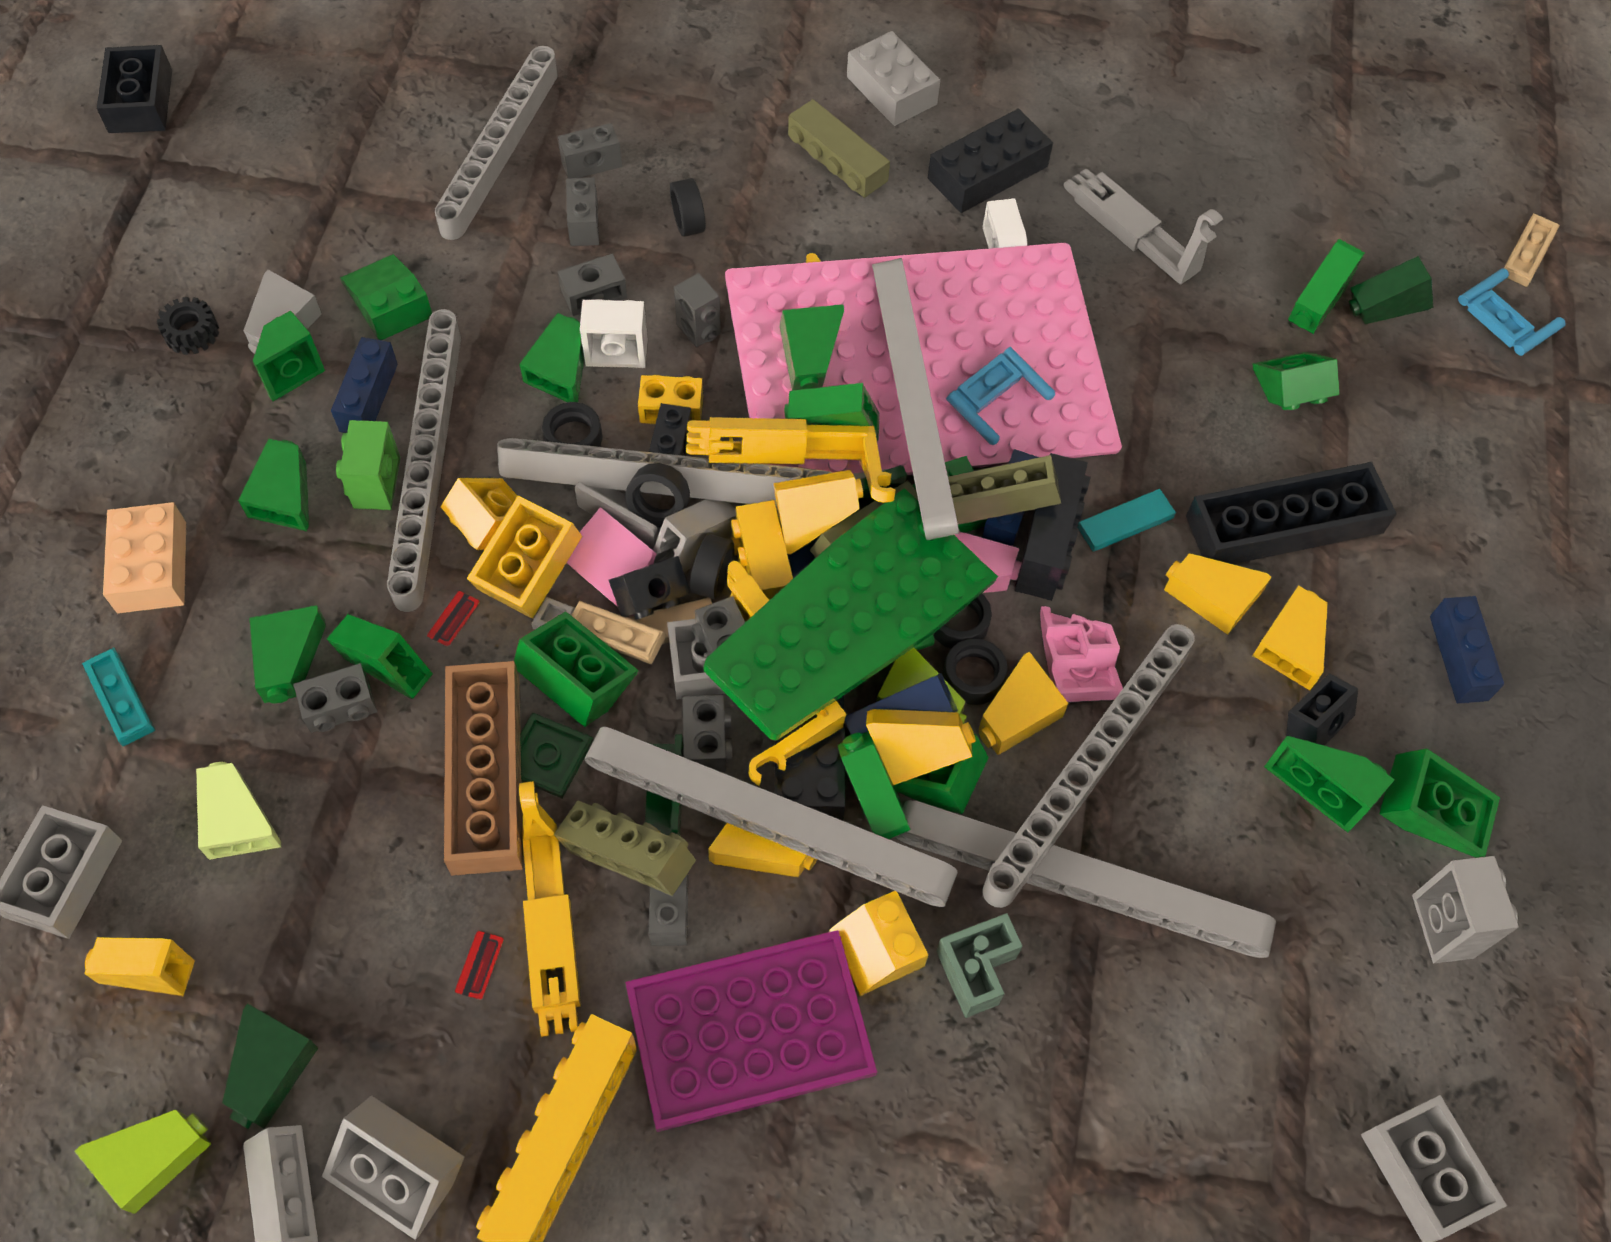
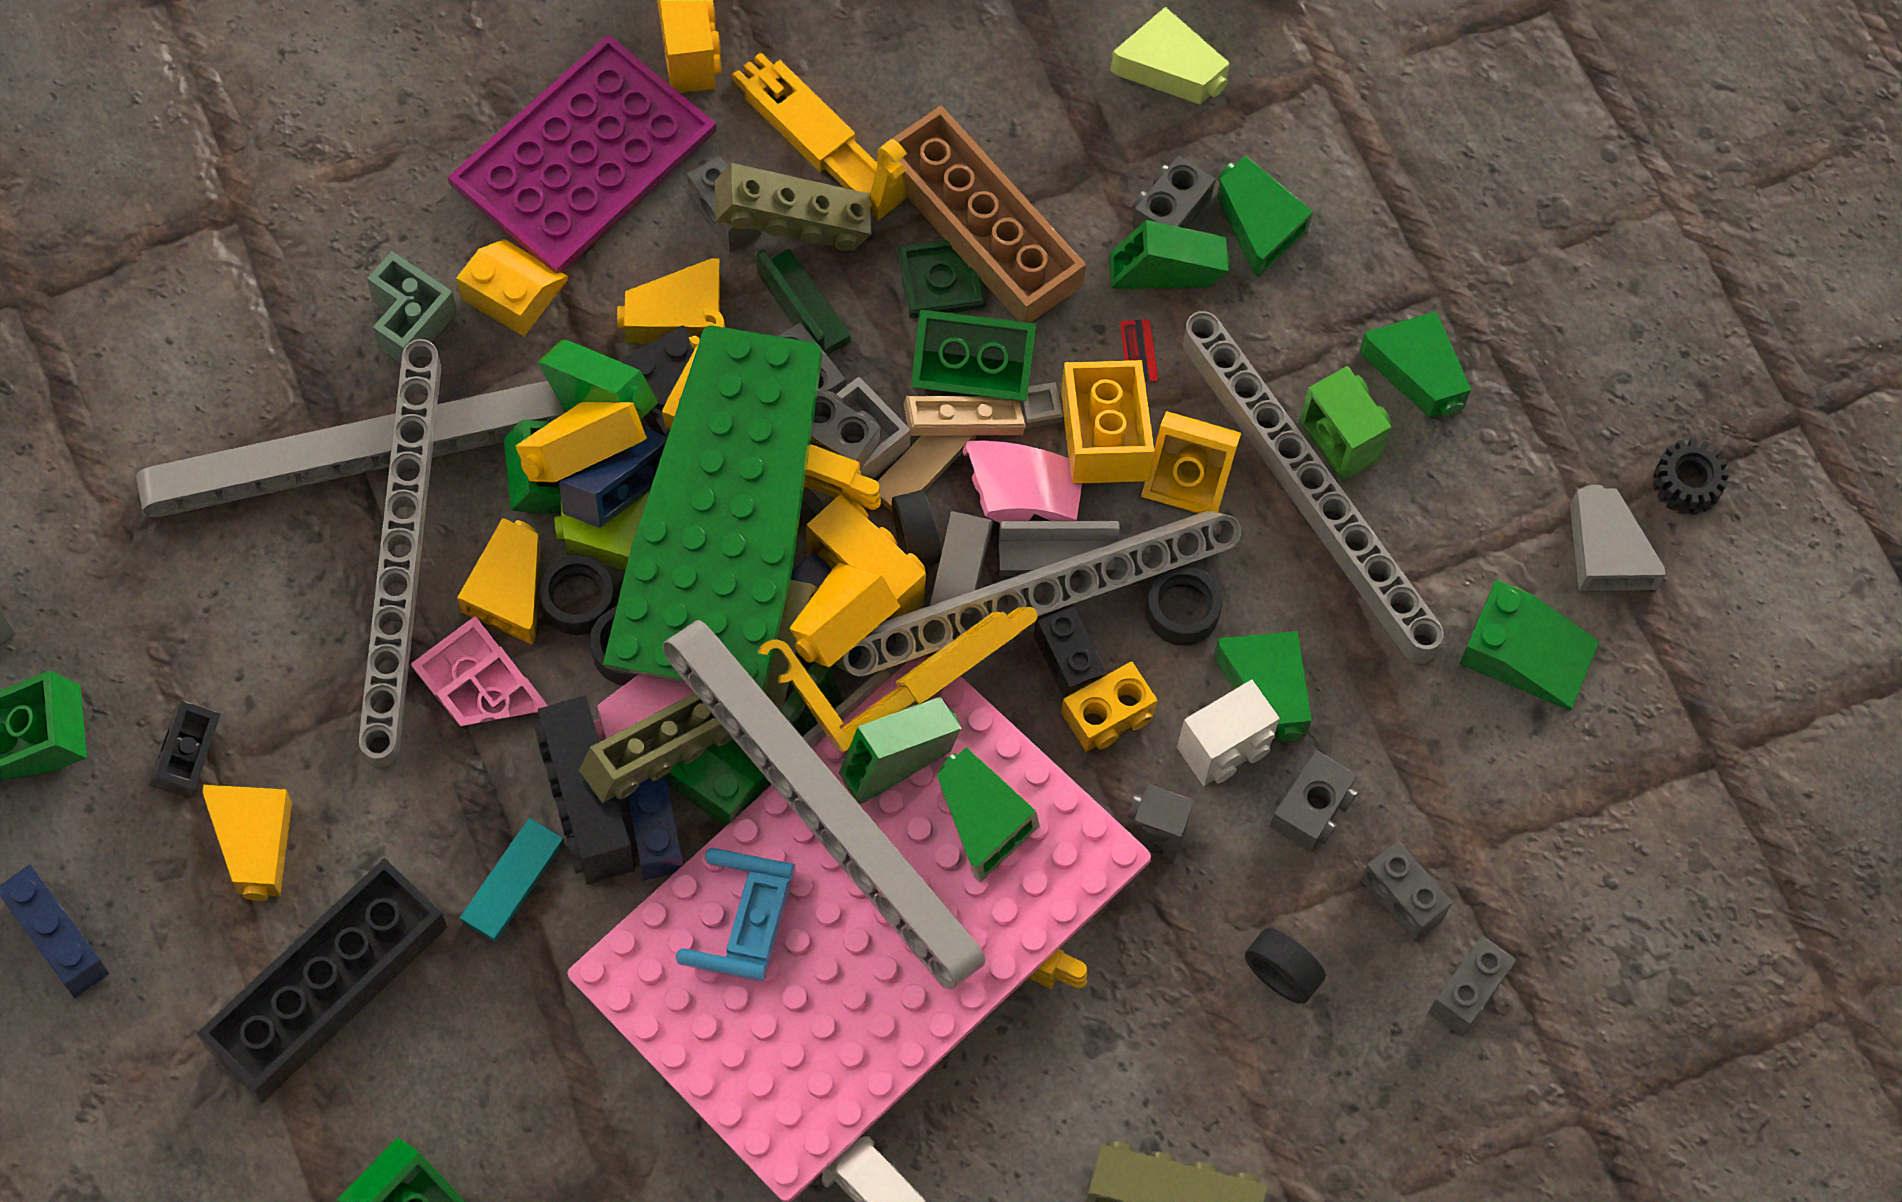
camera: 145 degrees right, 5 degrees up
(118, 697) = (1373, 99): teal tile -> none
(145, 558) = (1472, 217): light nougat brick -> none
(286, 356) = (1547, 490): green slope -> none
(365, 383) = (1439, 516): dark blue brick -> none
(479, 965) = (857, 79): sticker -> none
(496, 143) = (1594, 954): light grey beam -> none
(632, 588) = (961, 467): black brick -> none
(662, 474) = (1023, 556): black tyre -> none
(772, 817) = (676, 299): light grey beam -> none
(1215, 589) = (360, 835): yellow slope -> none
(1330, 779) = (143, 674): green slope -> none

